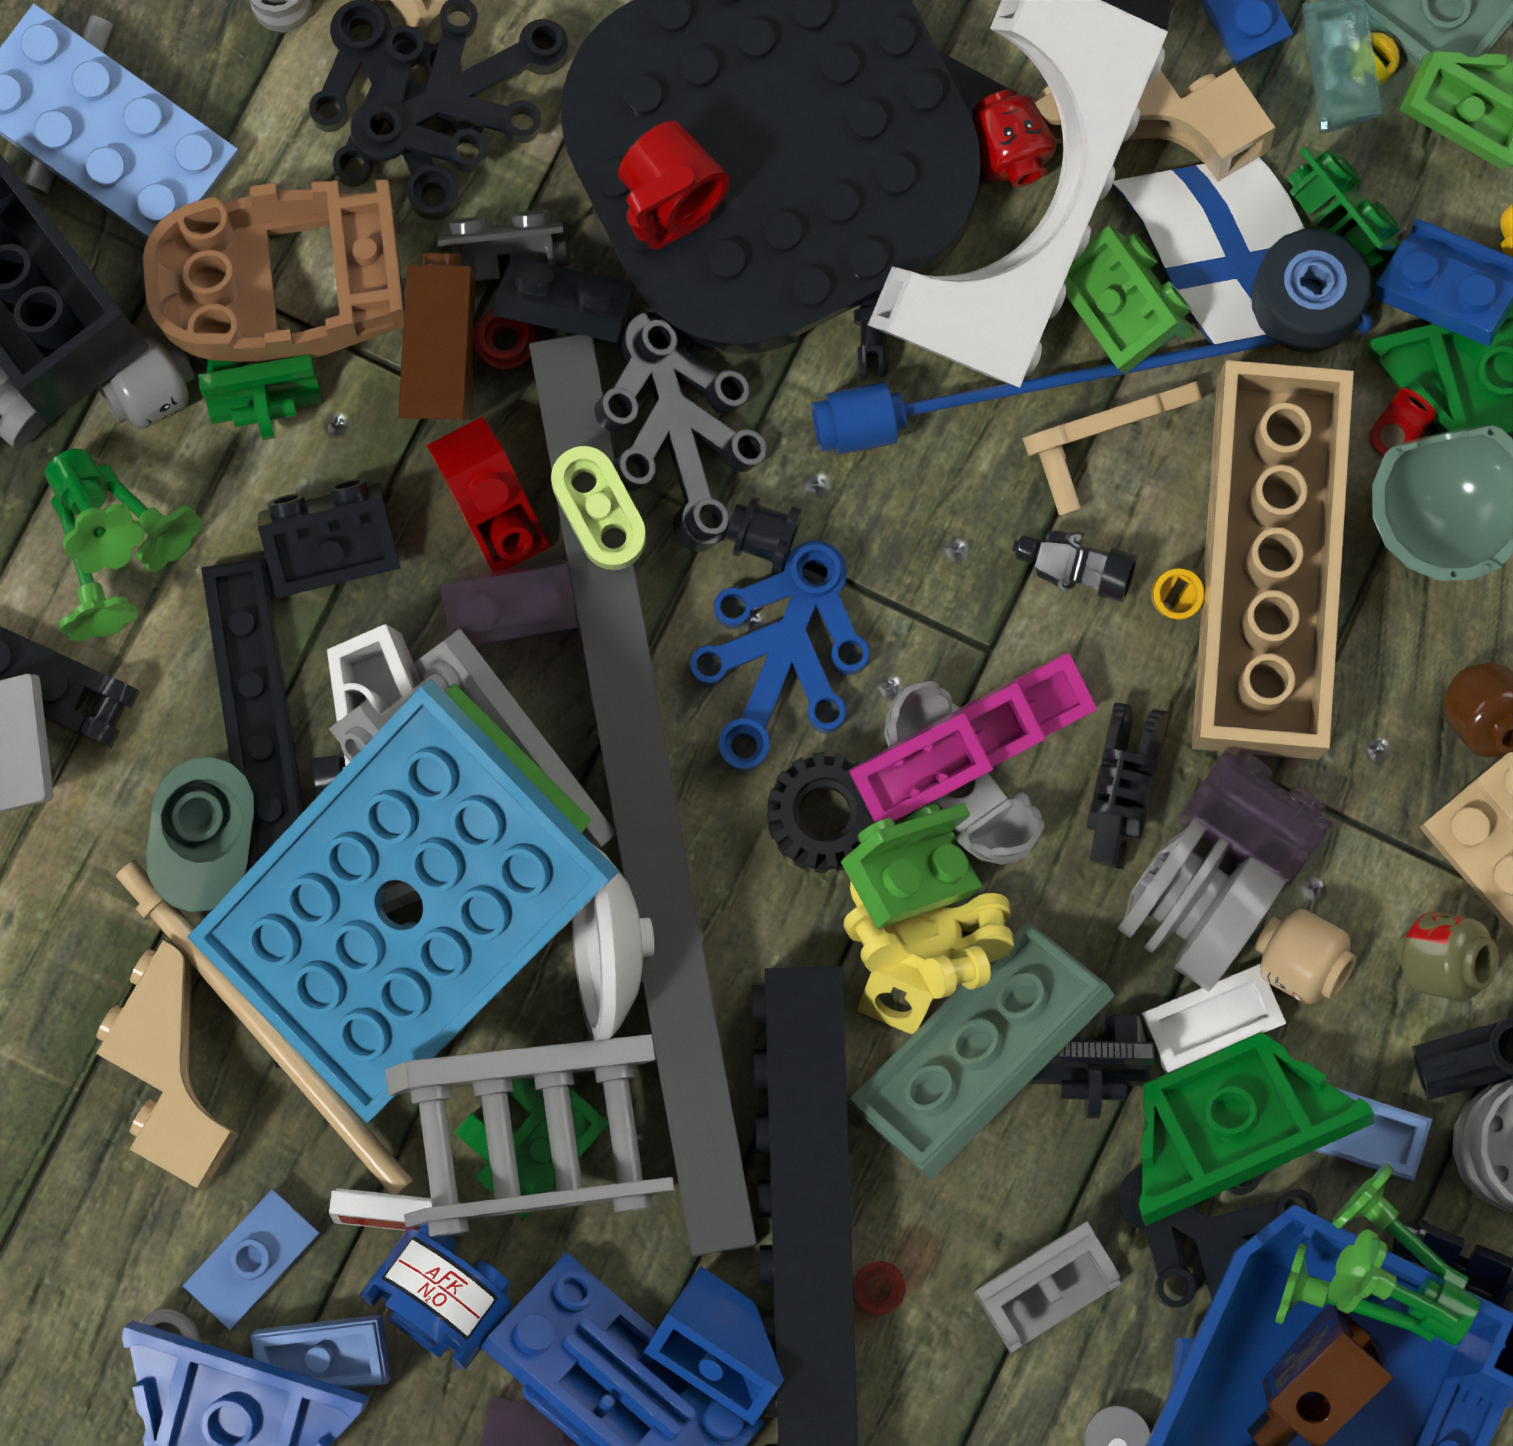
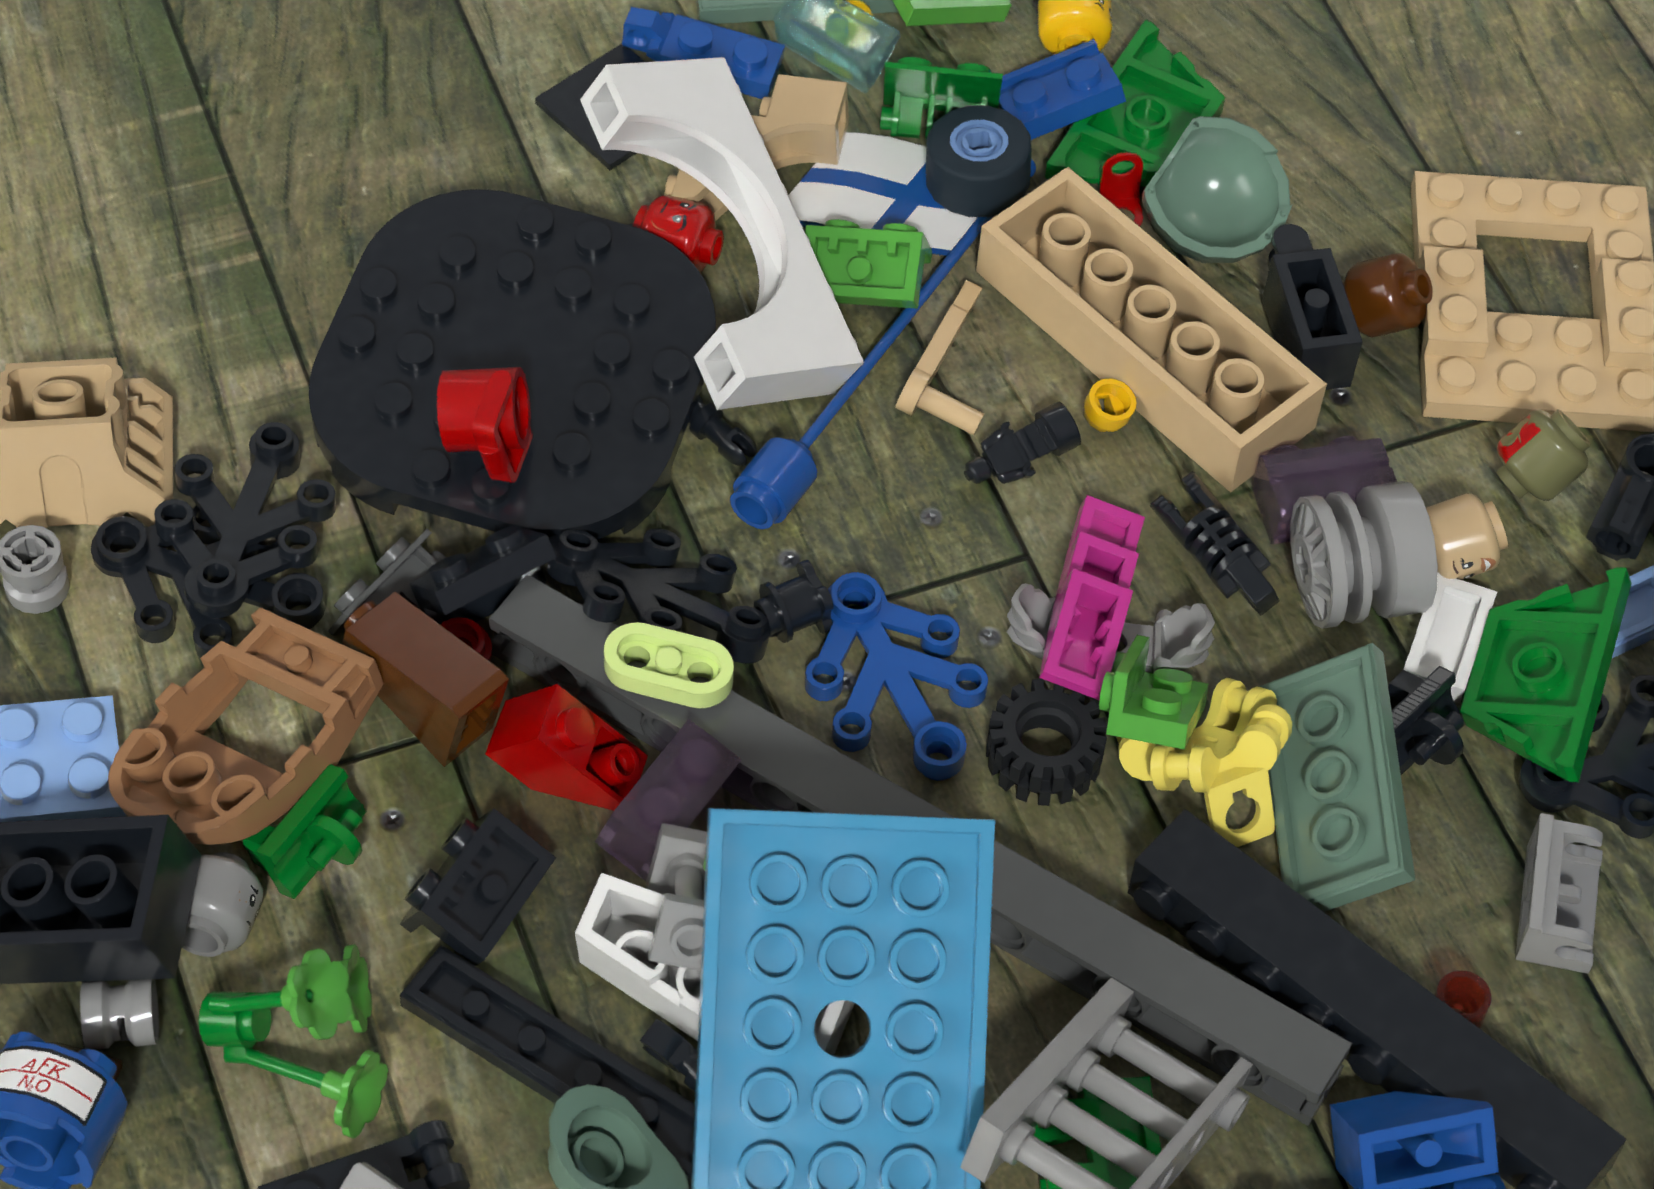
camera: 50 degrees left, 25 degrees down
(610, 955) = (1037, 954): white dish -> none
(1412, 665) = (1311, 307): none -> black brick

